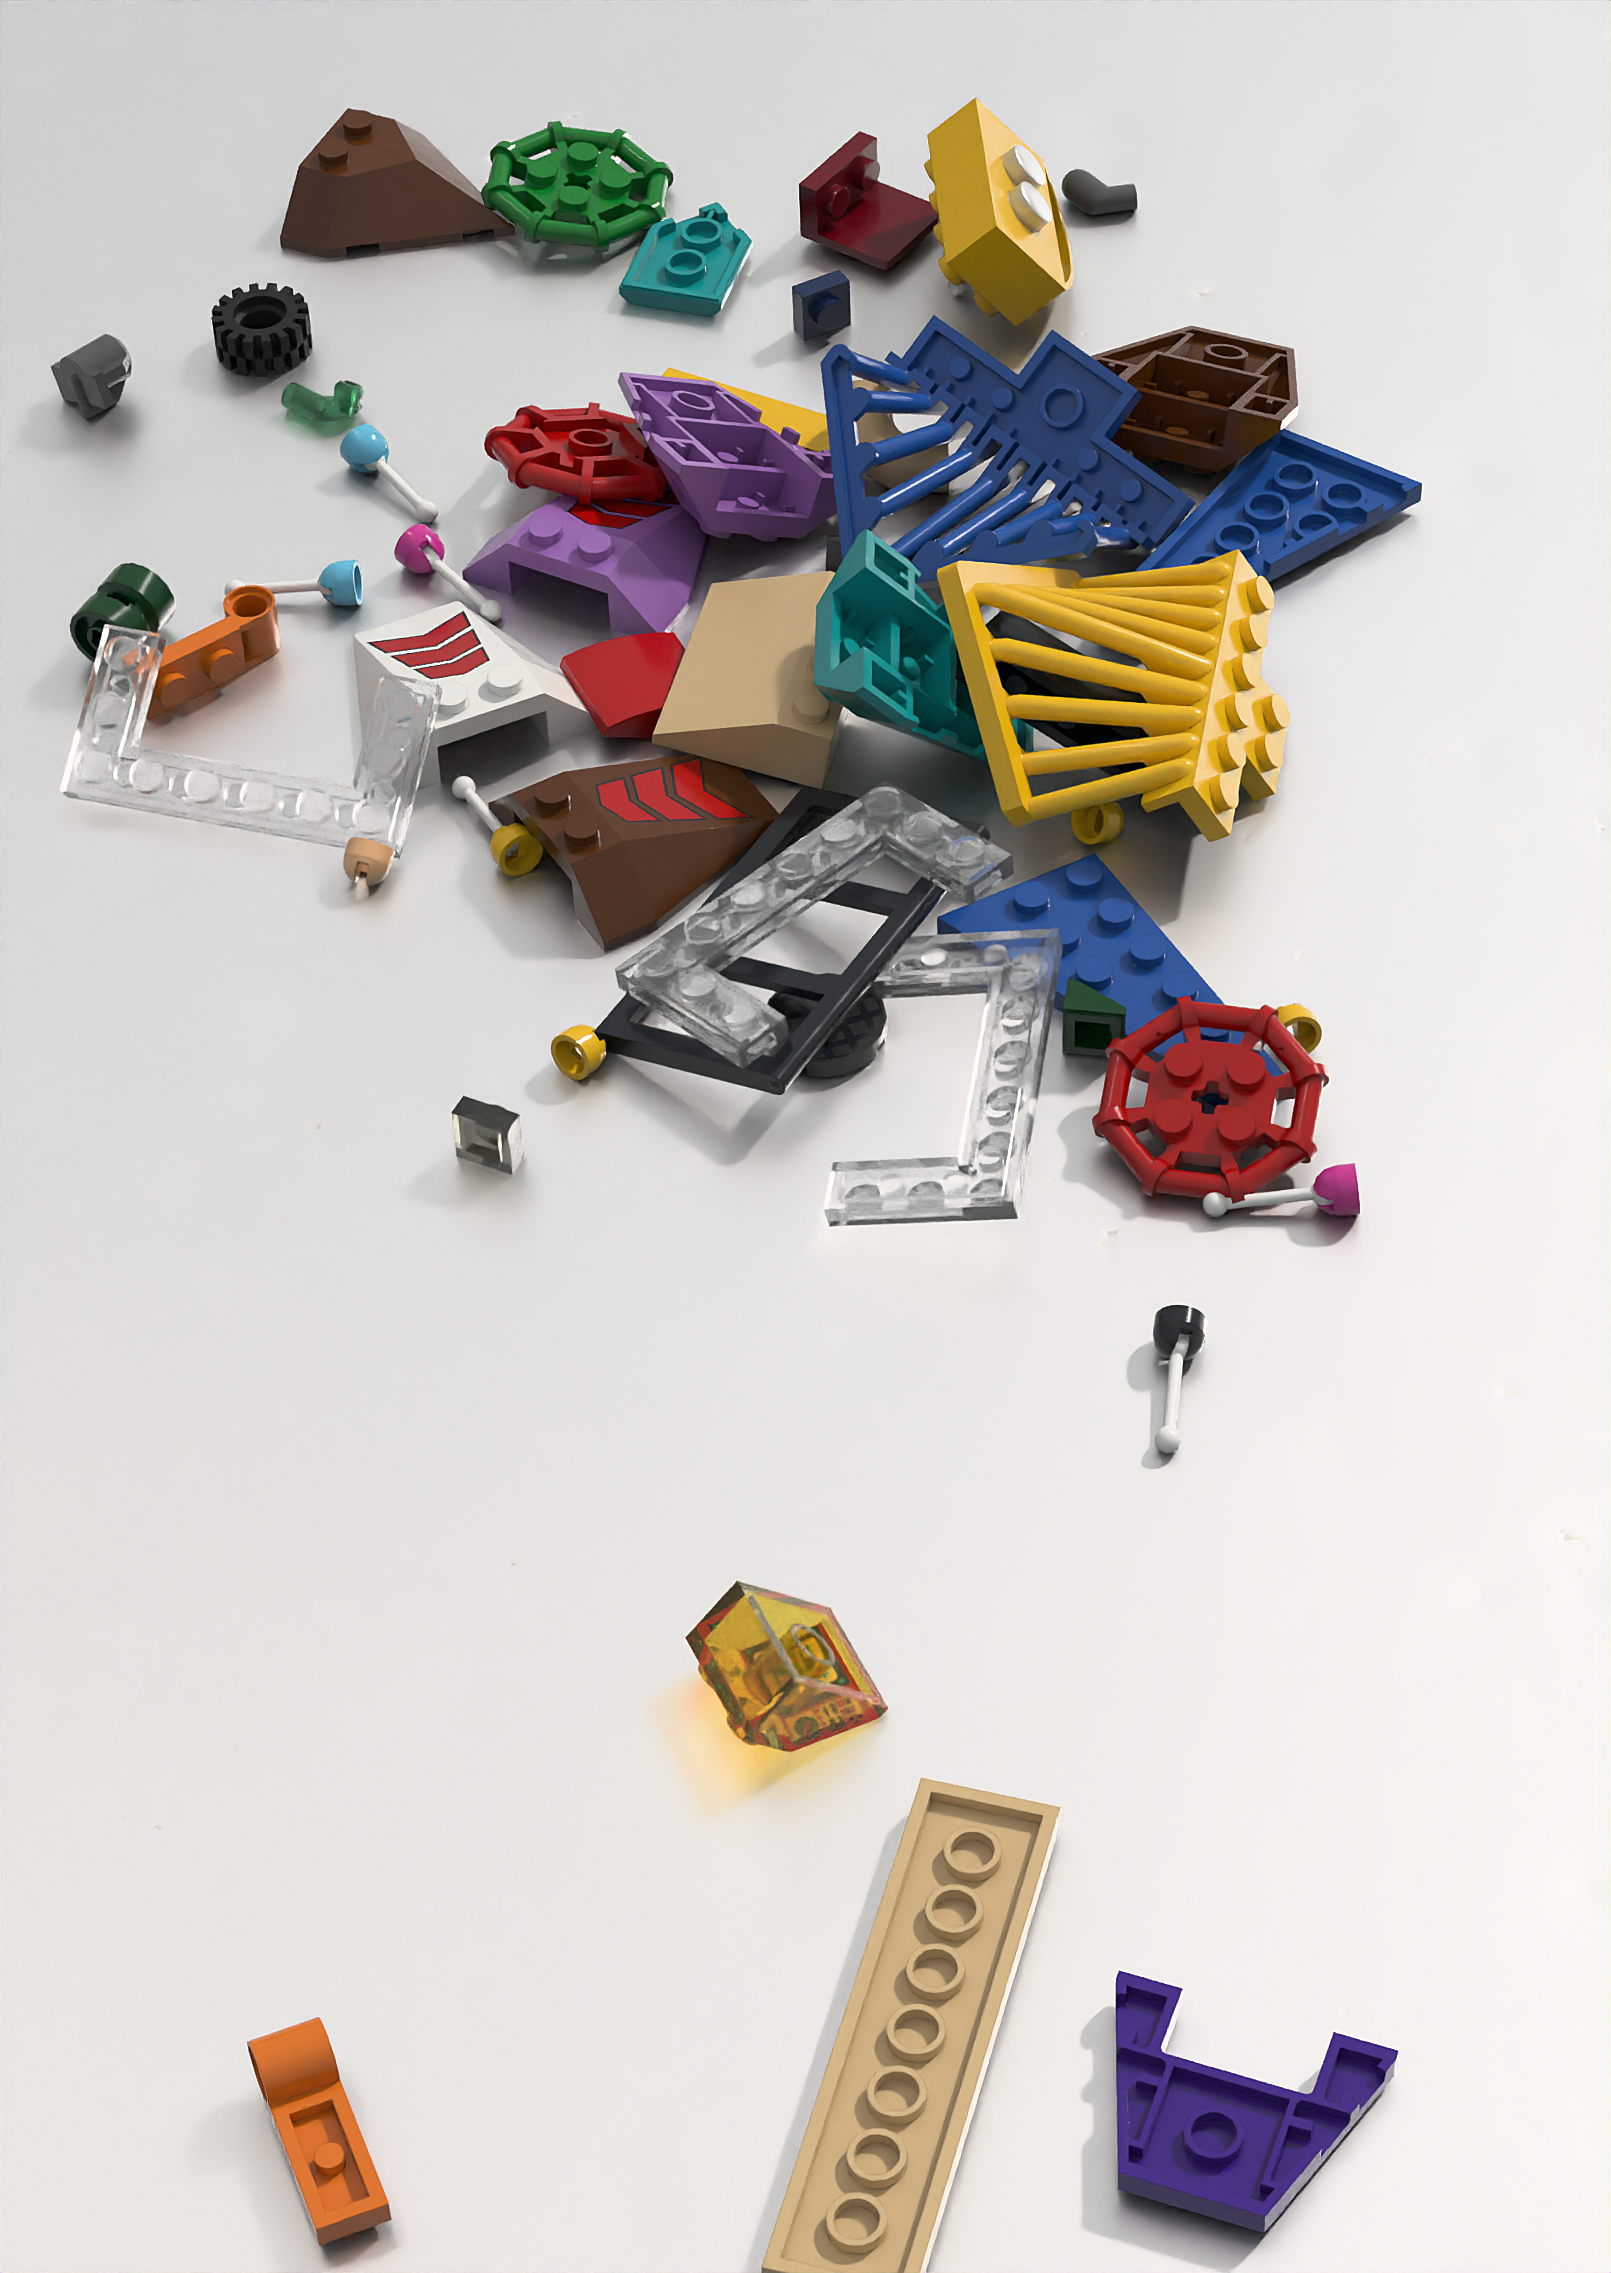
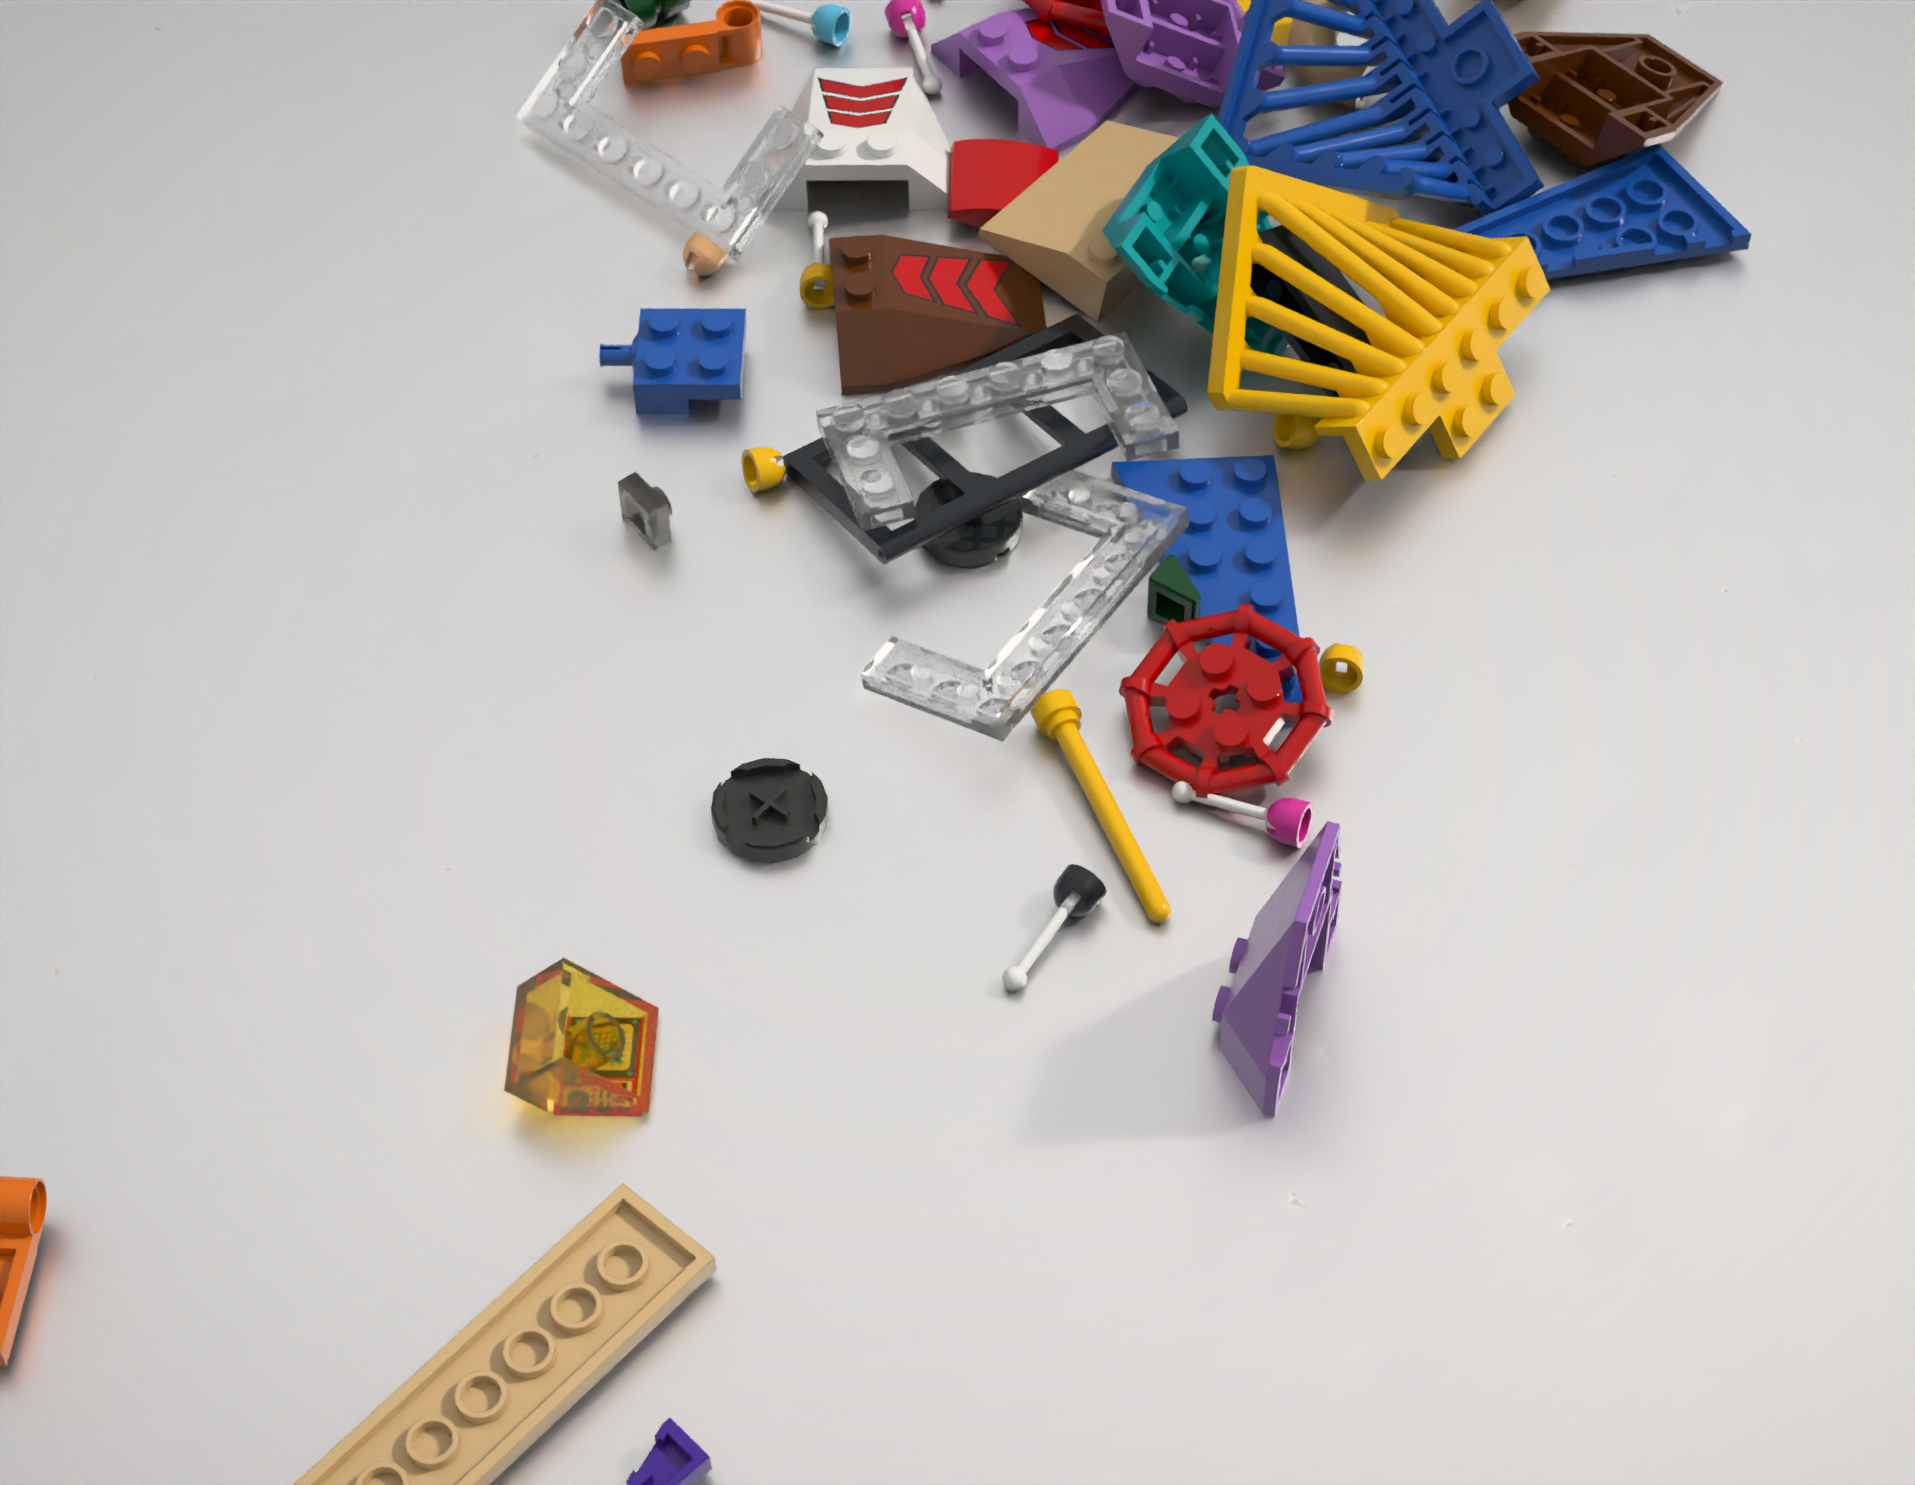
camera: 25 degrees right, 5 degrees up
(422, 970) = (683, 358): none -> blue plate
(813, 1378) = (770, 810): none -> pearl dark grey tile
(1052, 1180) = (1059, 719): none -> yellow piece
(1439, 1315) = (1271, 966): none -> medium lavender wedge

